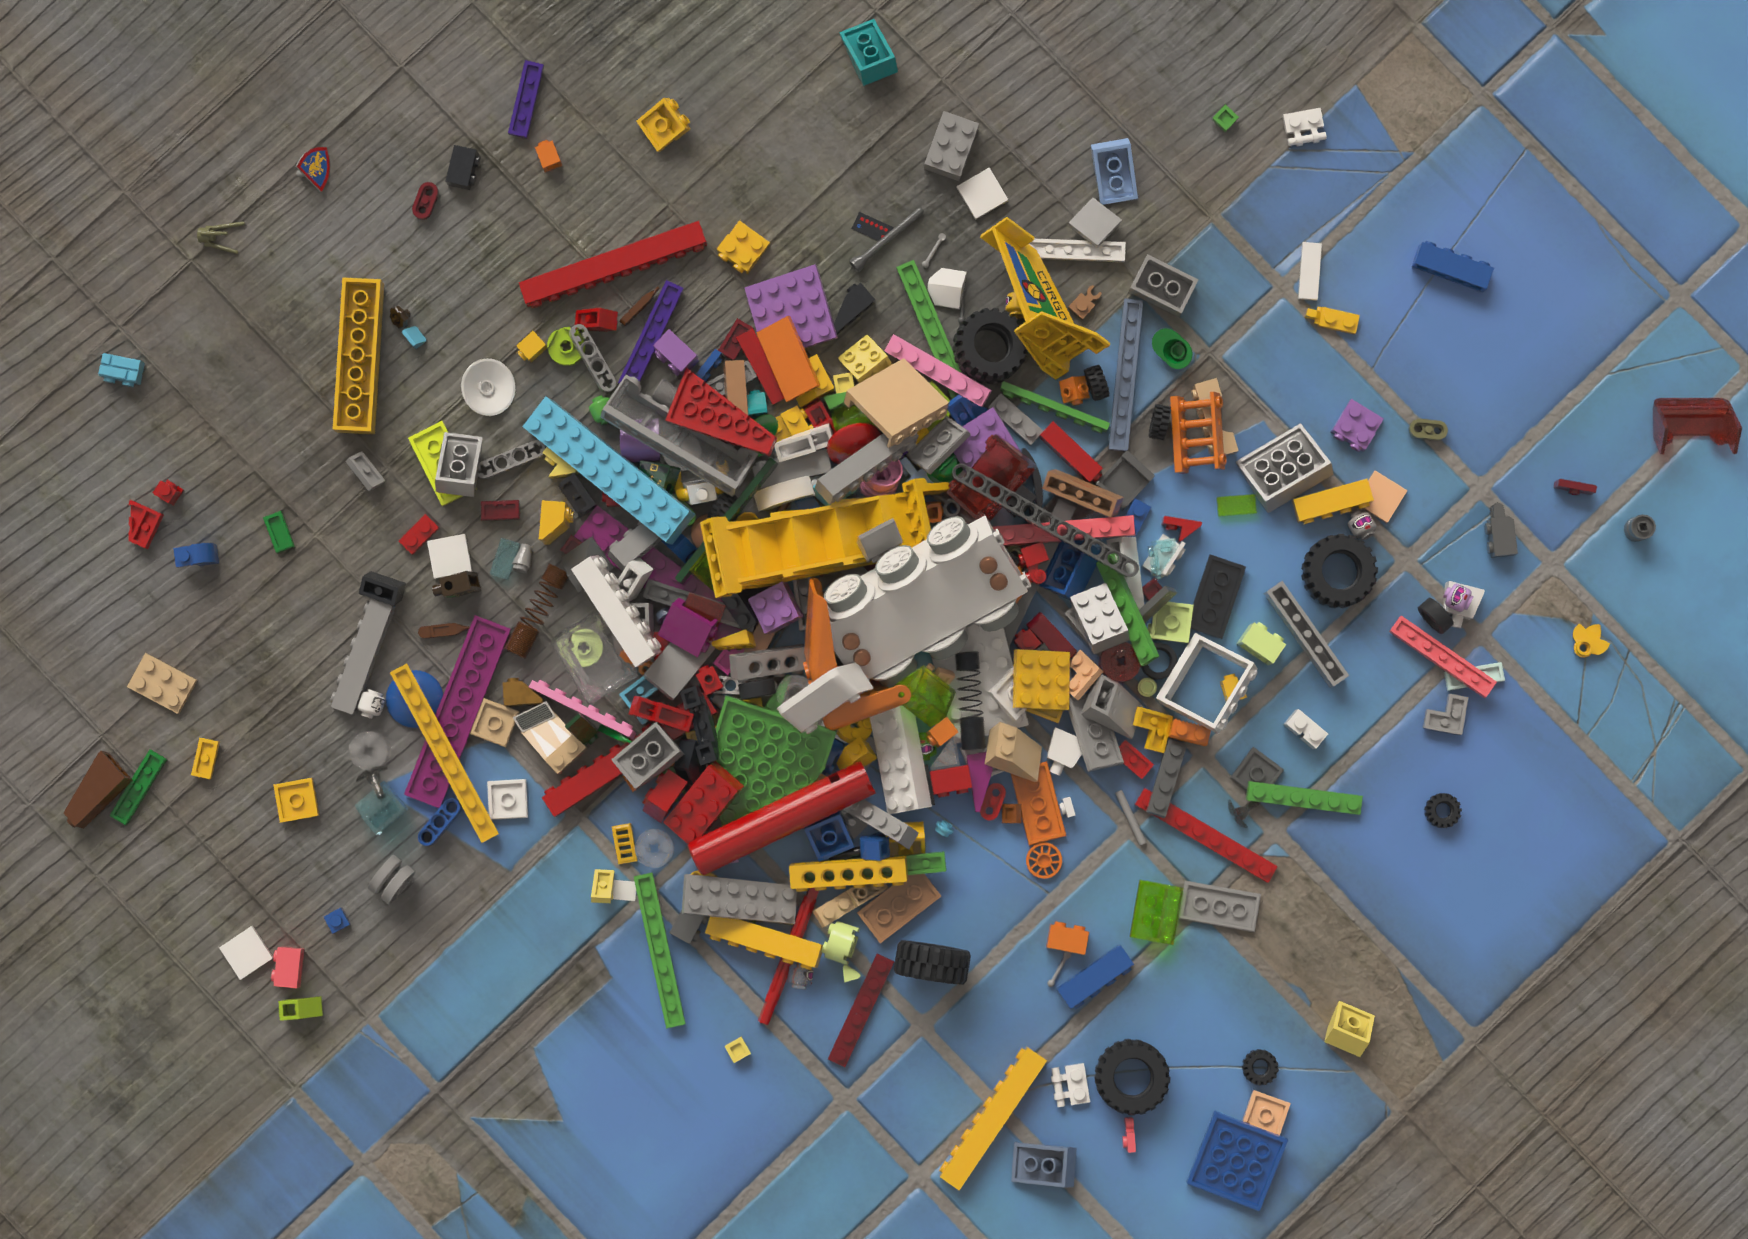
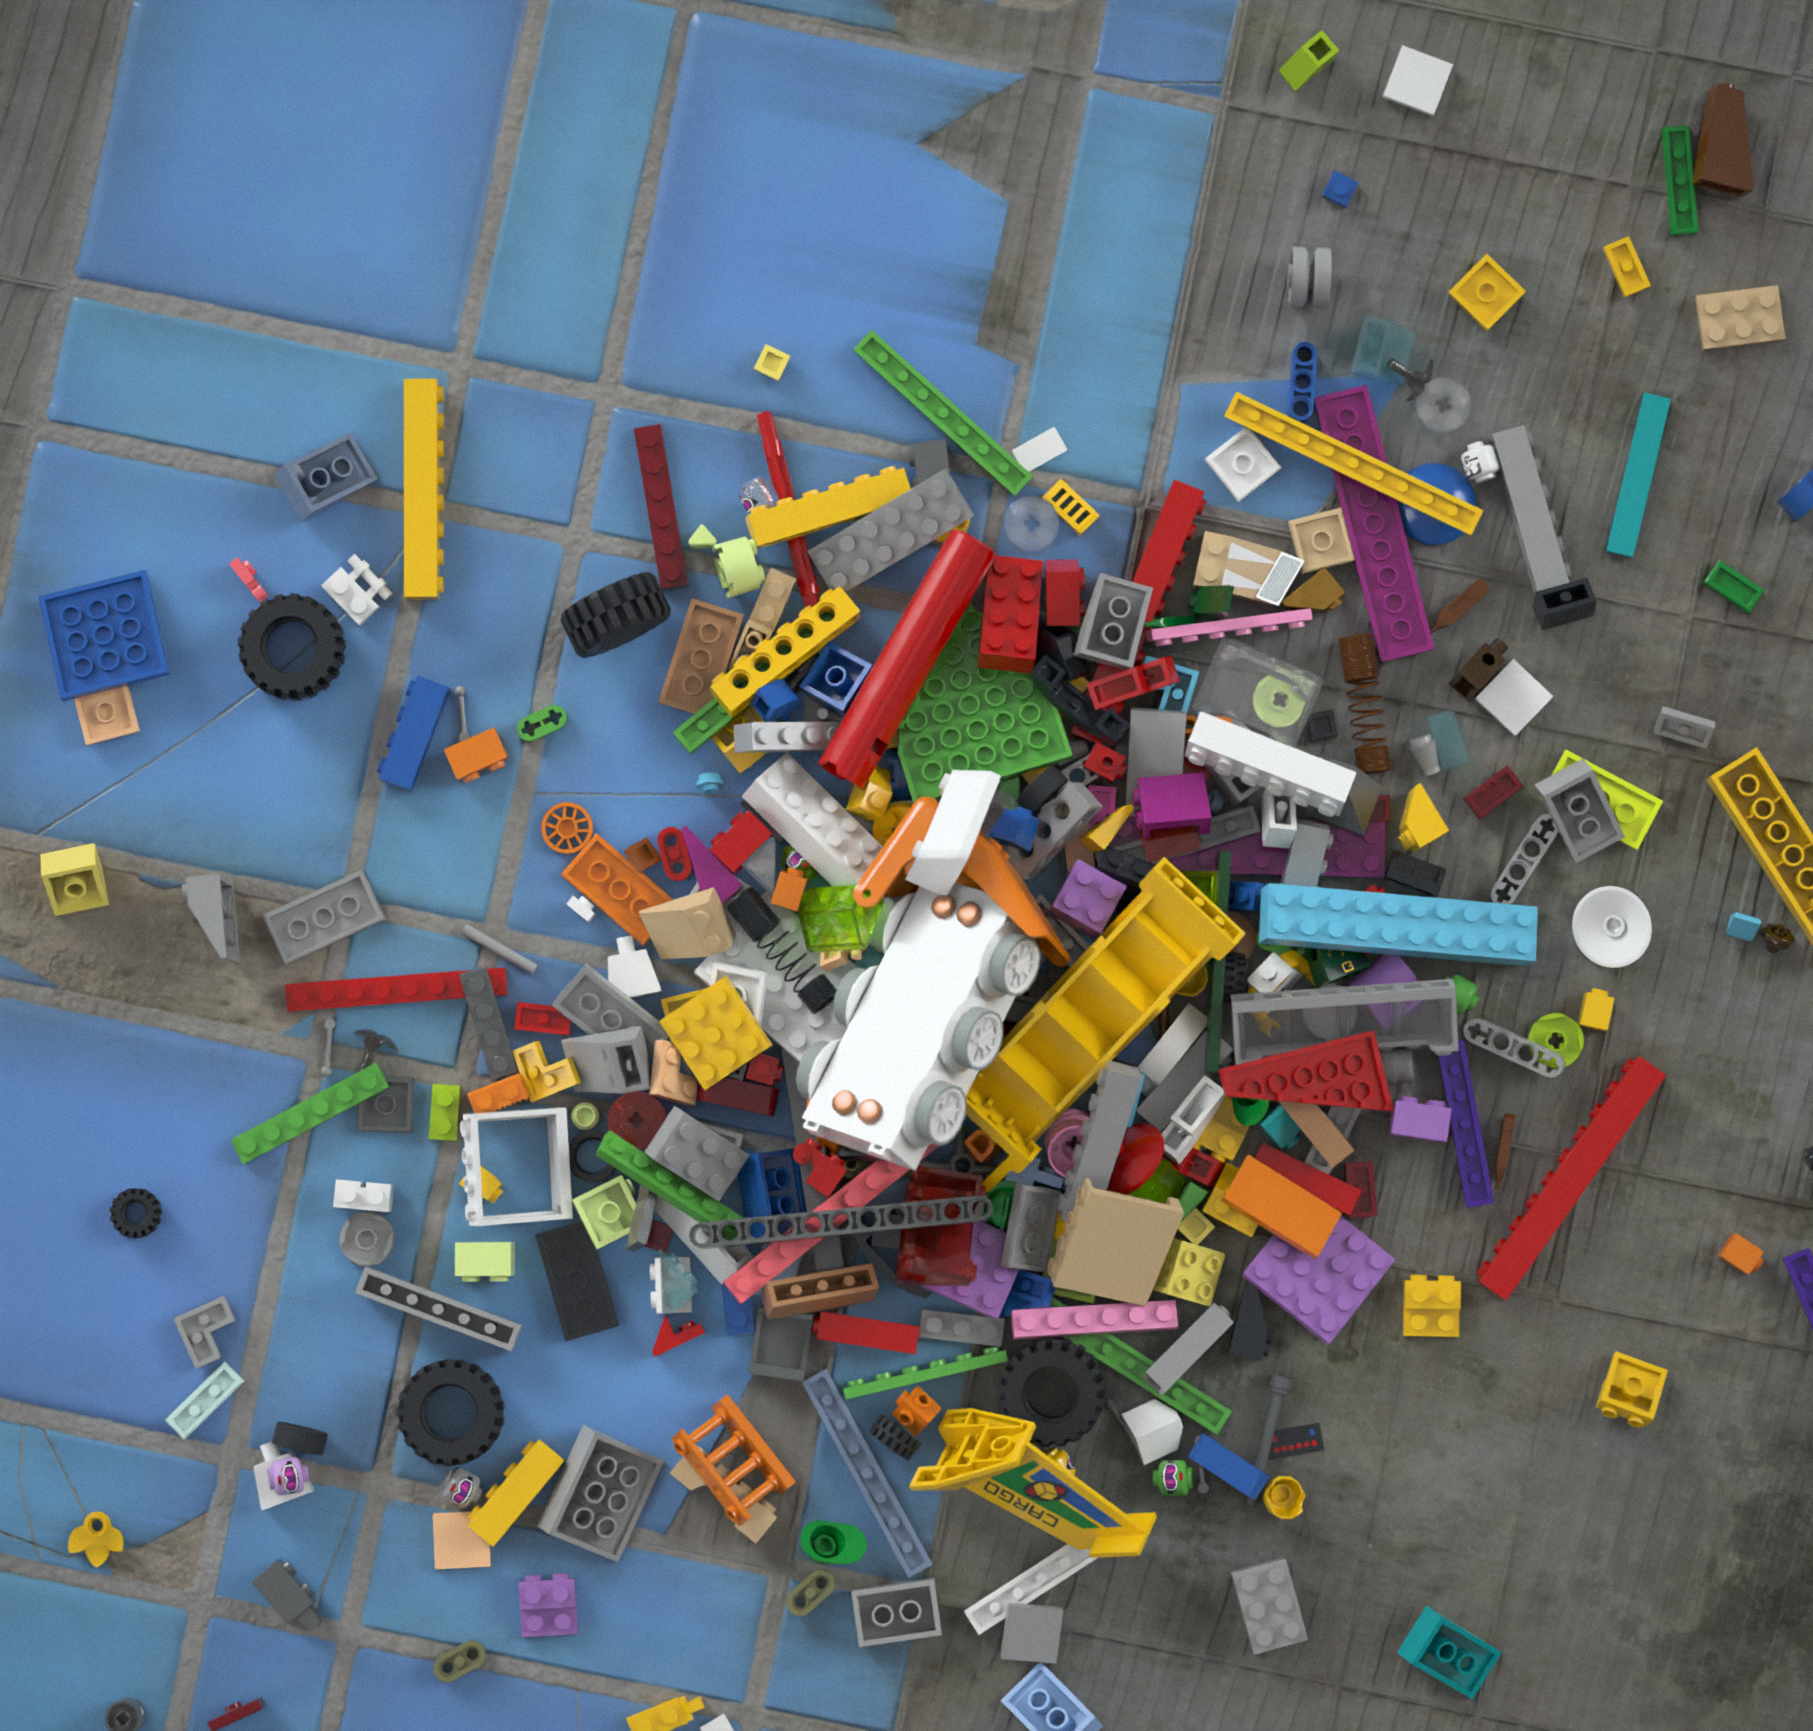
camera: 150 degrees right, 0 degrees up
(286, 634) = (1638, 475): none -> teal tile
(288, 967) = (1357, 97): coral piece -> none
(418, 534) = (1568, 698): red plate -> none
(562, 469) = (1456, 891): light yellow slope -> none
(570, 615) = (1321, 726): none -> black tile
(597, 319) = (1542, 1097): red slope -> none
(602, 886) = (1060, 439): light yellow slope -> none
(712, 362) = (1368, 1144): blue plate -> none
(788, 675) = (1015, 828): none -> blue slope
(879, 540) = (1017, 1056): light grey slope -> none
(896, 317) = (1188, 1349): none -> light grey brick
(901, 199) = (1283, 1497): none -> yellow hair
(919, 237) = (1228, 1466): none -> blue beam
(955, 252) = (1173, 1478): none -> bright green head
(982, 193) = (1191, 1574): white tile -> none
(1018, 926) = (539, 717): none -> bright green beam
(1083, 304) = (976, 1523): medium nougat plate -> none
(1156, 912) = (393, 858): clear neon green slope -> none
(1159, 422) = (787, 1442): black tyre -> none
(1202, 329) = (810, 1591): none -> olive plate
(1226, 745) = (444, 1112): none -> lime plate
(1236, 505) = (627, 1408): clear neon green tile -> none
(1258, 841) = (329, 1025): none -> light grey hinge
(1271, 1062) = (145, 746): black tyre -> none
(1283, 950) = (214, 907): none -> light grey slope
(1320, 703) = (367, 1239): none -> light grey tile
(1443, 657) = (258, 1395): coral plate -> none

